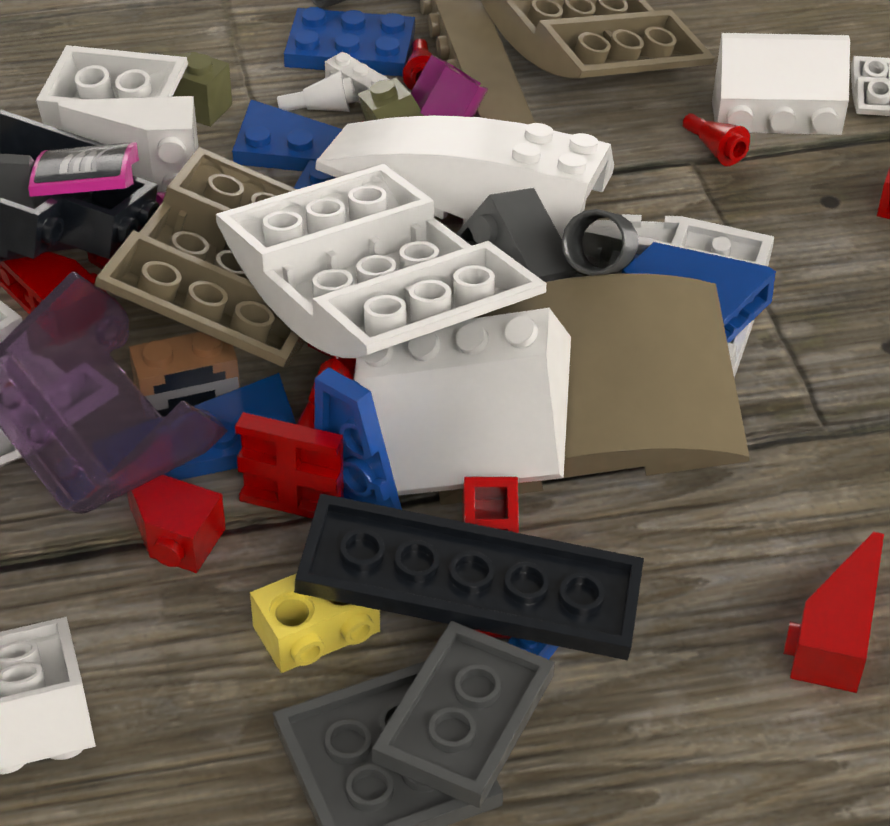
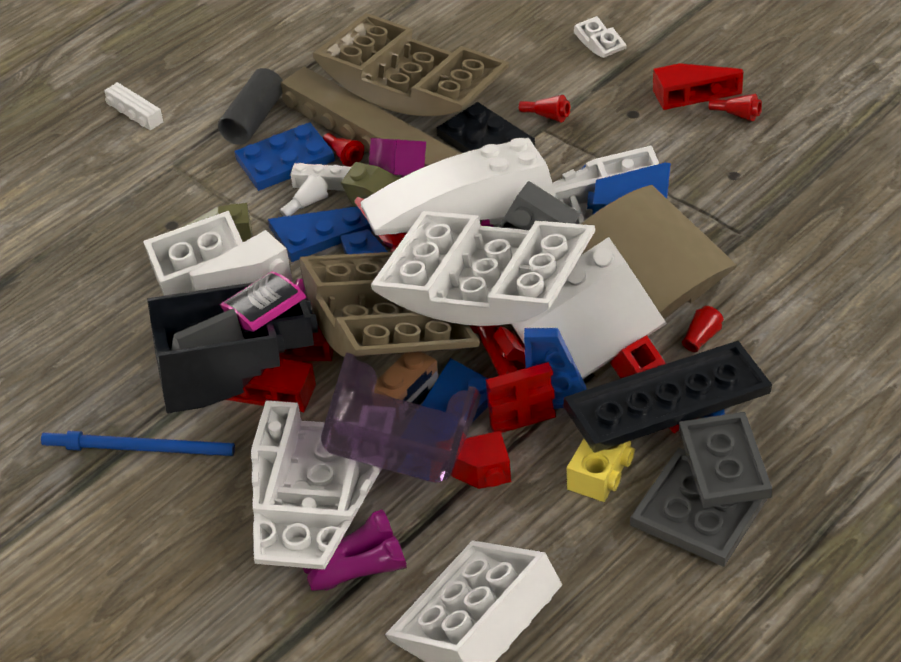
camera: 30 degrees left, 0 degrees up
(574, 234) = (598, 191): dark grey piece -> none
(616, 119) = (477, 128): none -> black plate
(635, 519) = (702, 328): none -> red cone
(783, 82) = (559, 60): white slope -> none
(837, 622) = (843, 325): red slope -> none

